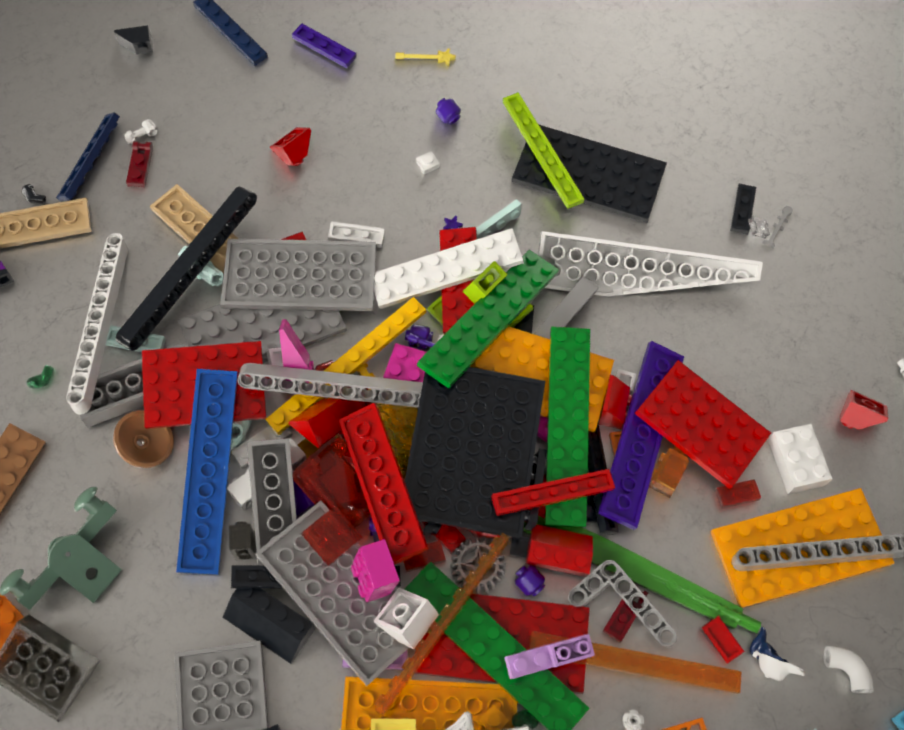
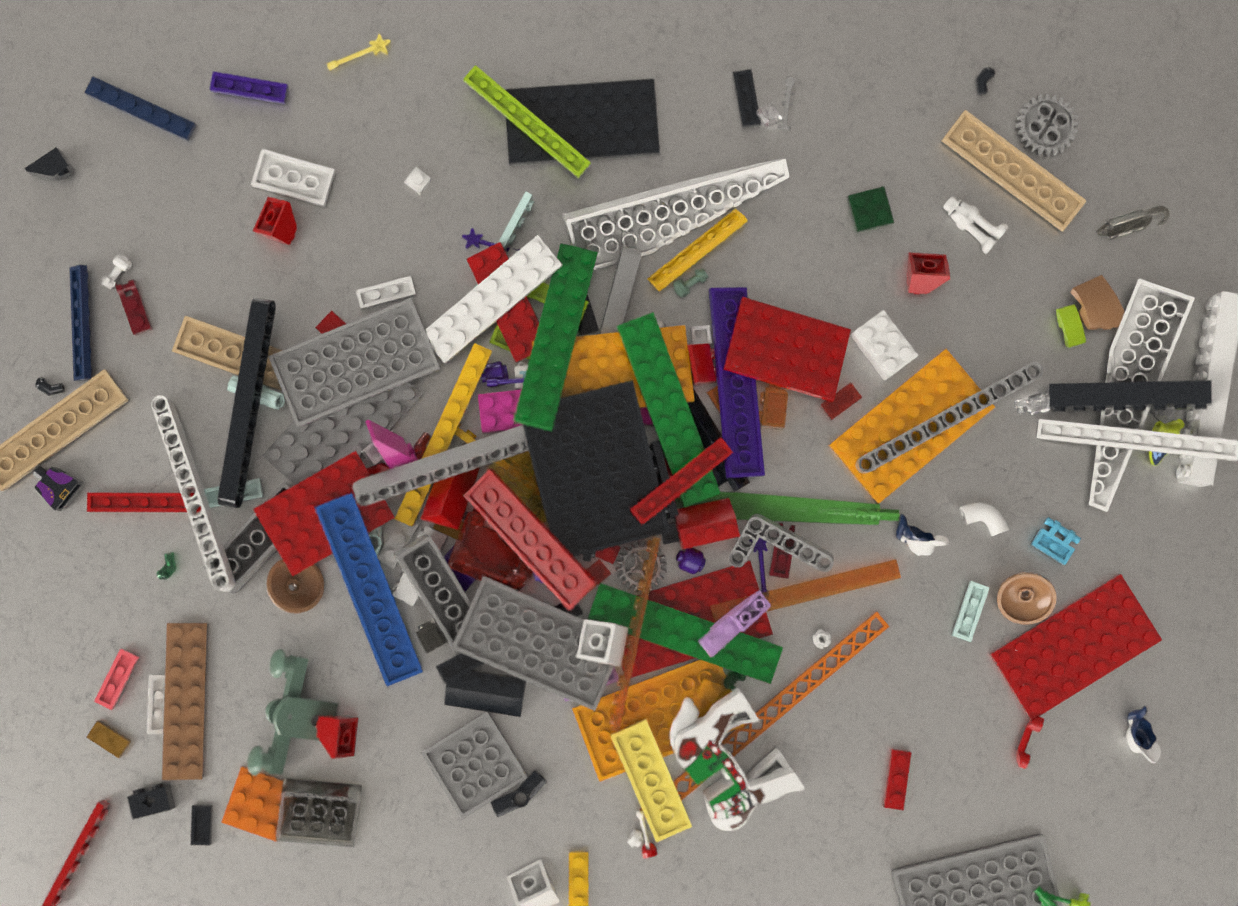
camera: 25 degrees left, 20 degrees up
(44, 312) = (136, 502): none -> red plate
(104, 597) = (337, 735): none -> red slope
(324, 120) = (293, 177): none -> white plate
(331, 535) = (508, 604): clear red slope -> none
(374, 571) = (561, 622): dark pink brick -> none
(448, 111) = (412, 113): dark purple head -> none
(485, 282) = (536, 303): lime slope -> none
(605, 598) = (760, 546): none -> dark purple piece
(624, 335) = (682, 288): none -> sand green bar
(657, 307) = (697, 250): none -> yellow plate
(722, 639) = (871, 538): red tile -> none
(826, 339) = (870, 209): none -> dark green plate

